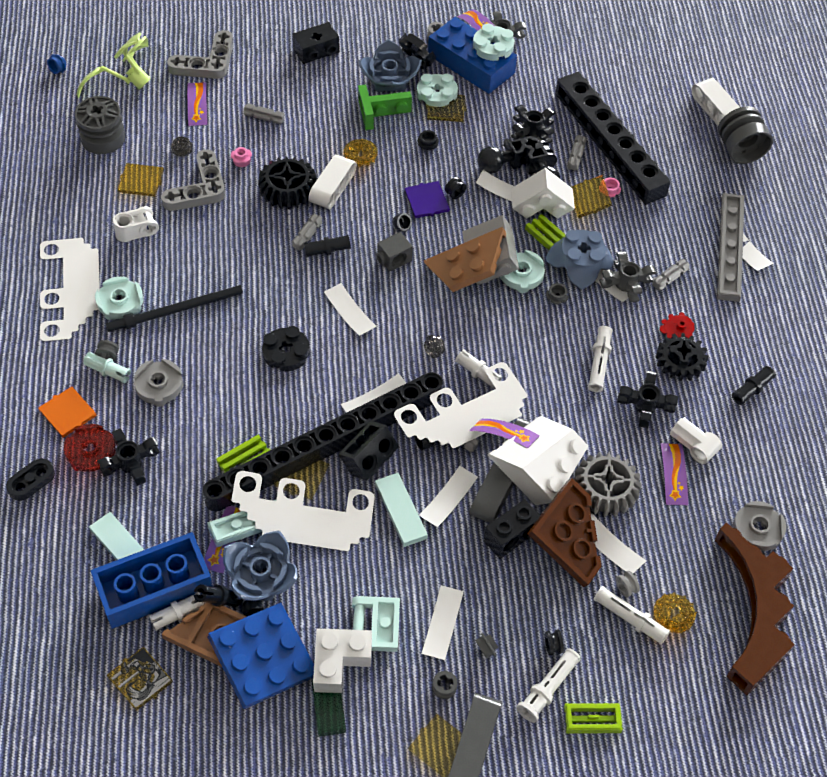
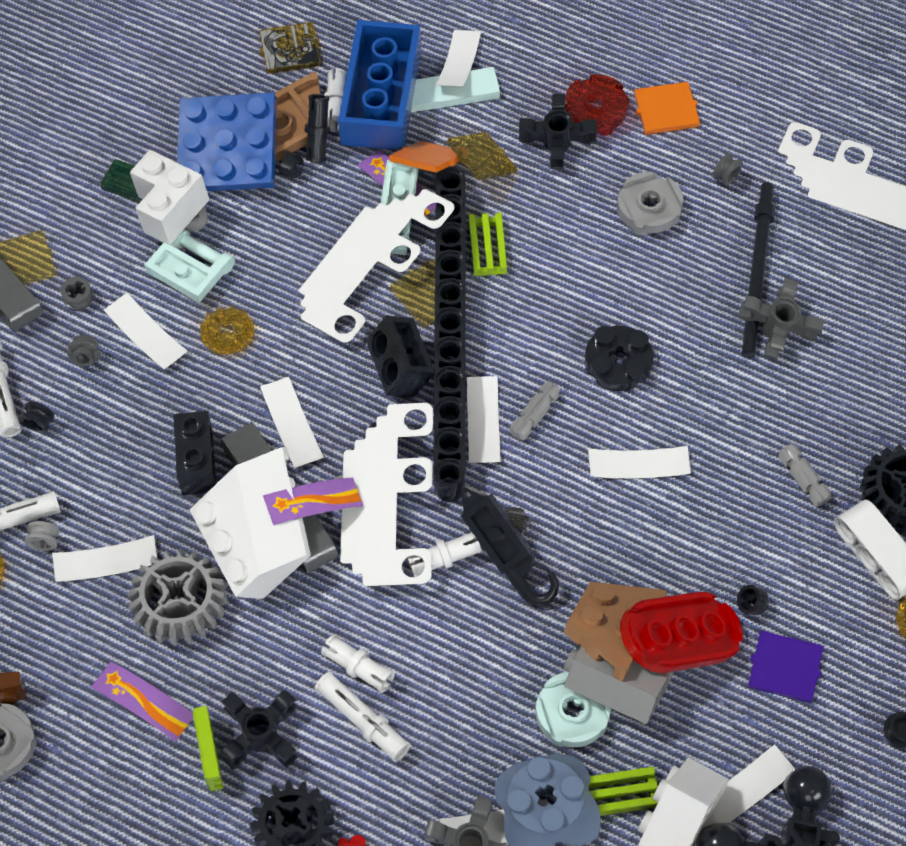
camera: 125 degrees right, 5 degrees up
(29, 479) = (591, 40): black plate -> none
(94, 552) = (459, 58): none -> white sticker
(107, 367) = (702, 162): light aqua axle -> none
(116, 309) = (807, 231): light aqua plate -> none
(178, 488) = (482, 155): none -> clear yellow piece
(200, 516) = (425, 156): none -> orange piece
(209, 277) = (772, 326): none -> dark grey pin
(268, 553) = (311, 168): sand blue brick -> none
(327, 245) = (762, 484): black pin -> none
(352, 372) = (534, 411): none -> light grey axle
(394, 251) = (701, 557): dark grey brick -> none
(401, 509) = (309, 363): light aqua tile -> none
(416, 580) = (227, 342): none -> clear yellow gear
(451, 231) = (680, 632): none -> red tile
(455, 188) = (779, 708): black bush -> none
(455, 336) = (504, 544): none -> black plate
(557, 289) = (506, 723): dark grey plate -> none
(569, 533) = (141, 501): reddish brown plate -> none
(573, 376) = (357, 663): none -> white pin
(682, 411) = (207, 748): none -> lime tile
(700, 444) = (150, 751): white piece -> none

